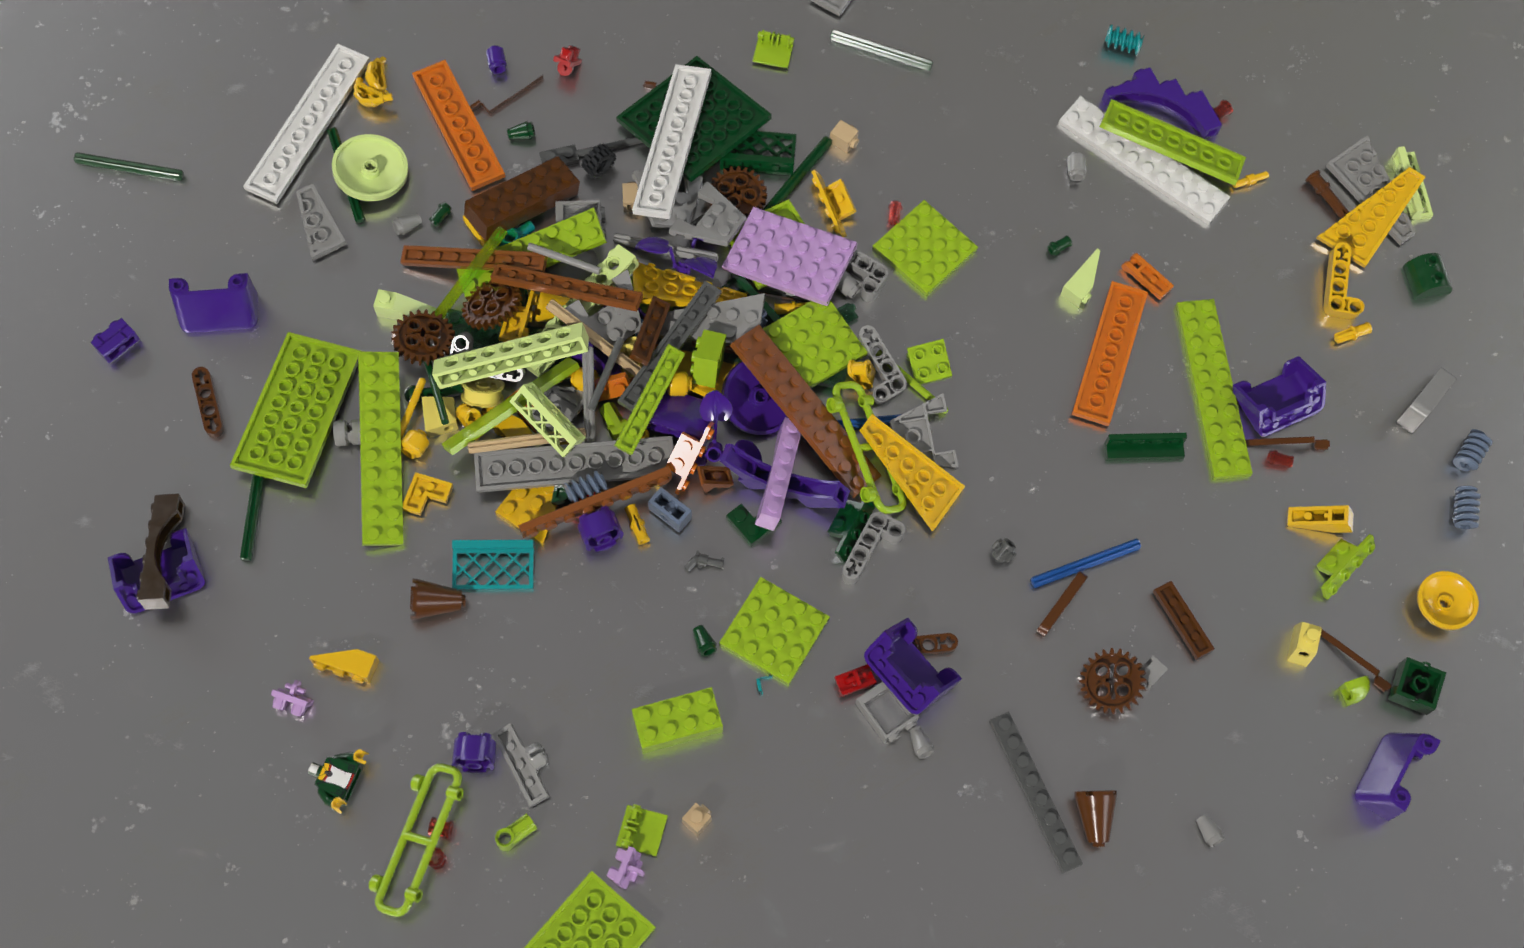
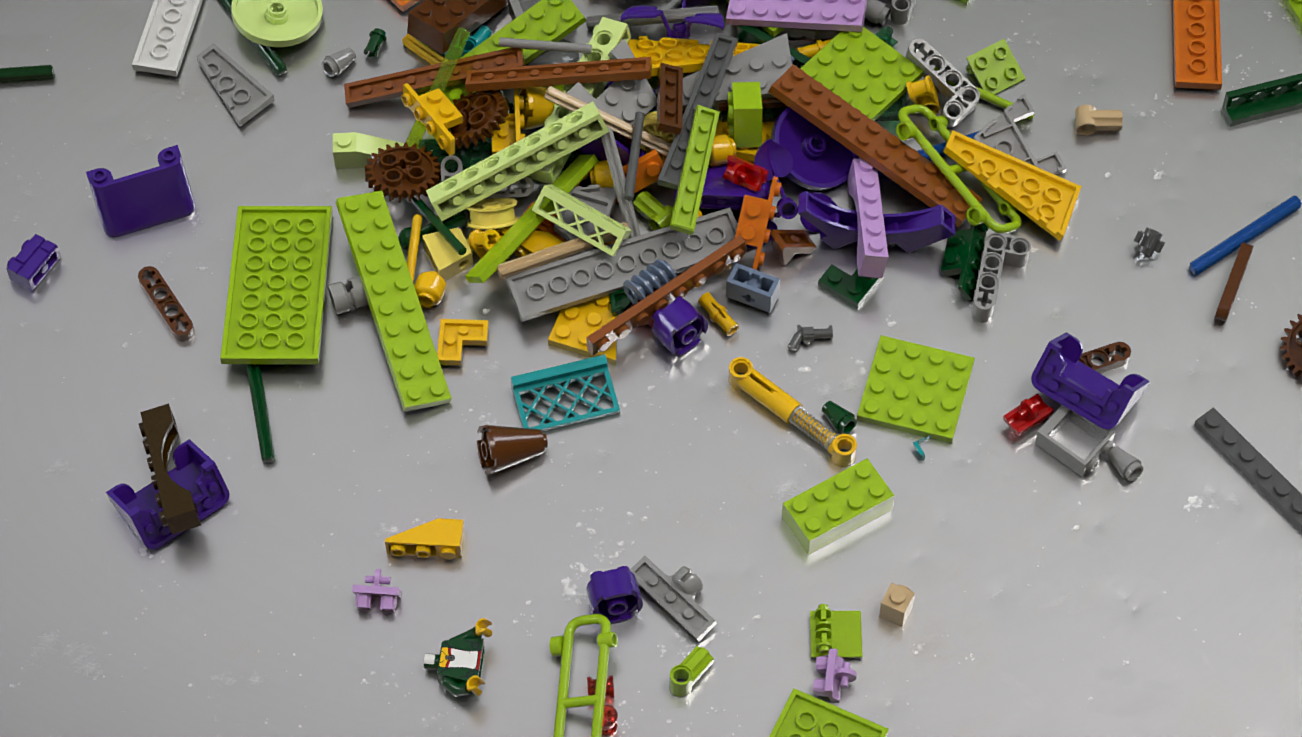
camera: 10 degrees left, 10 degrees down
(462, 295) = (435, 114): none -> yellow bracket
(666, 625) = (790, 410): none -> yellow piece
(688, 411) = (745, 173): none -> red hips
(993, 428) = (1090, 120): none -> tan piece

